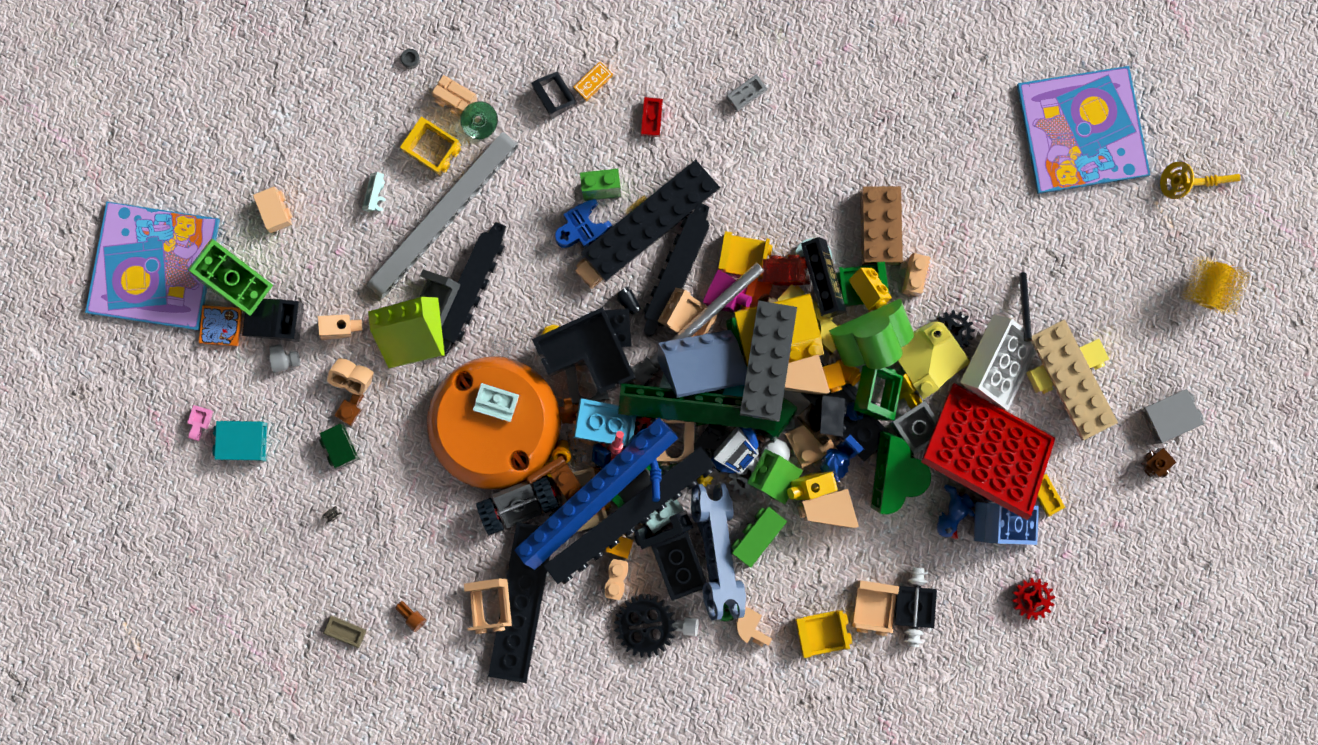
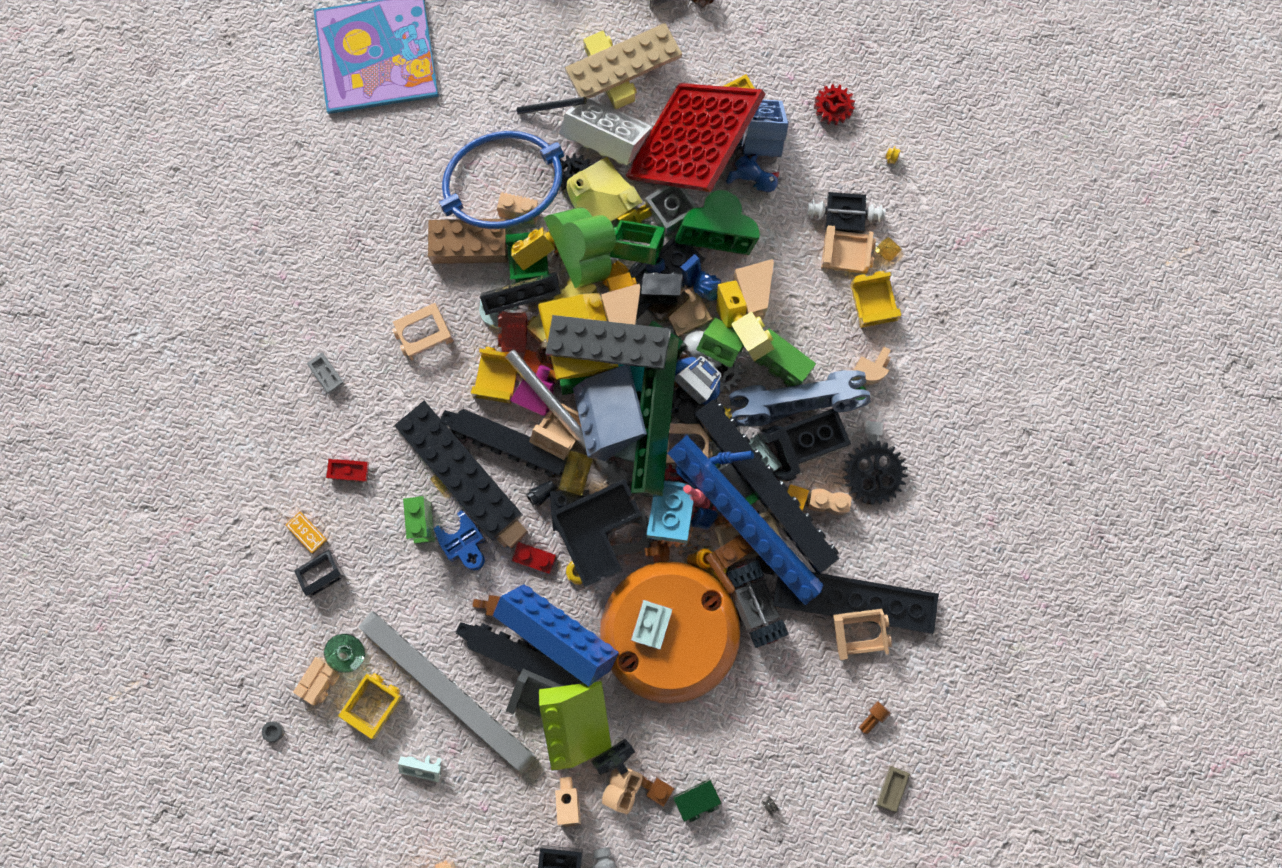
camera: 90 degrees left, 5 degrees down
(378, 369) = (614, 758): none -> black hinge
(490, 313) = (555, 634): none -> blue brick
(521, 259) = (490, 605): none -> dark orange plate
(566, 294) = (534, 558): none -> red plate
(645, 332) = (575, 473): none -> clear yellow slope
(777, 504) = (753, 336): none -> light yellow brick
(783, 204) = (412, 349): none -> light nougat panel
(877, 649) = (888, 249): none -> clear yellow slope
(972, 307) = (550, 153): none -> blue piece
(978, 658) = (892, 155): none -> yellow plate

